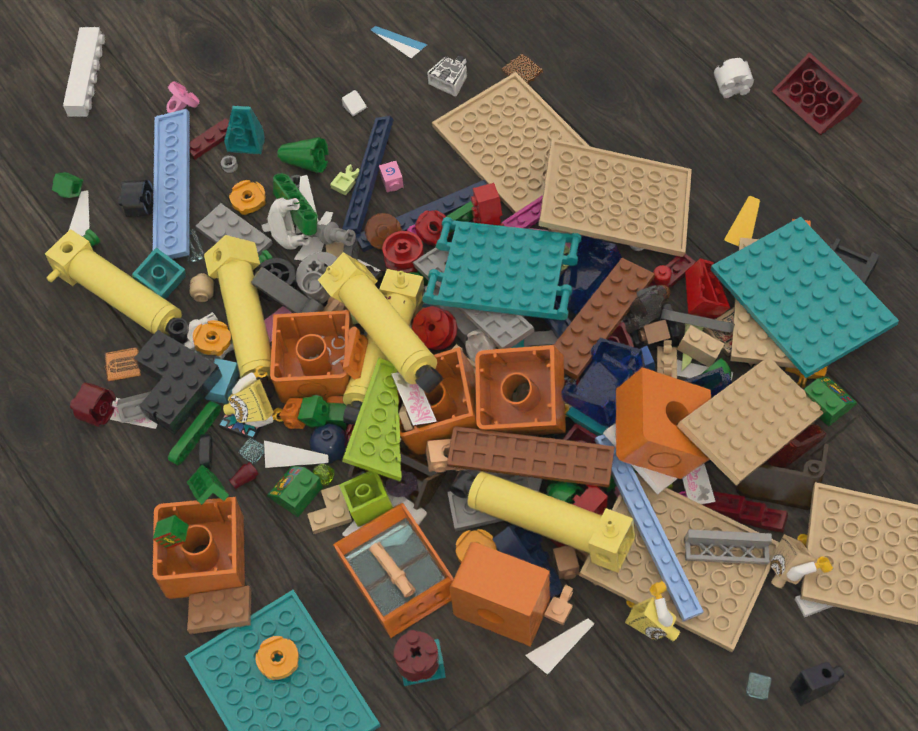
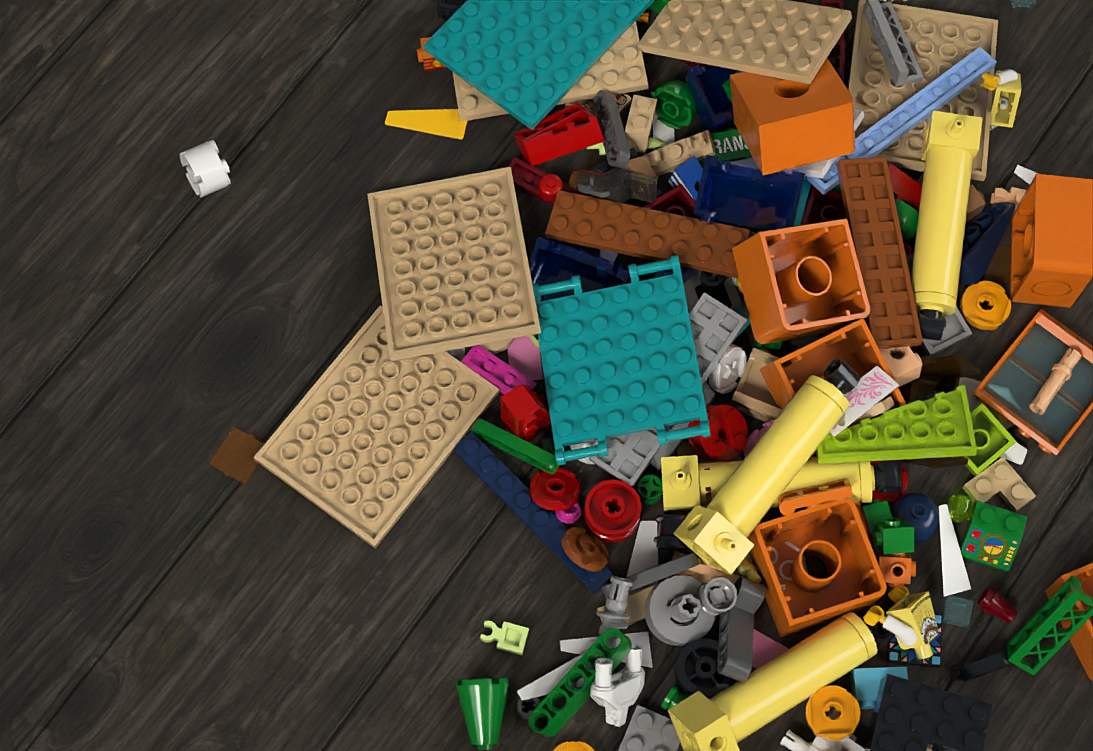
camera: 115 degrees left, 10 degrees up
(192, 434) = (1000, 700): green beam -> none
(353, 103) = (363, 673): white slope -> none
(368, 174) = (488, 607): dark blue plate -> none
(391, 176) = (484, 572): bright pink brick -> none
(406, 45) = (226, 638): sticker -> none
(448, 75) = (278, 549): torso -> none
(817, 94) = (205, 71): dark red slope -> none

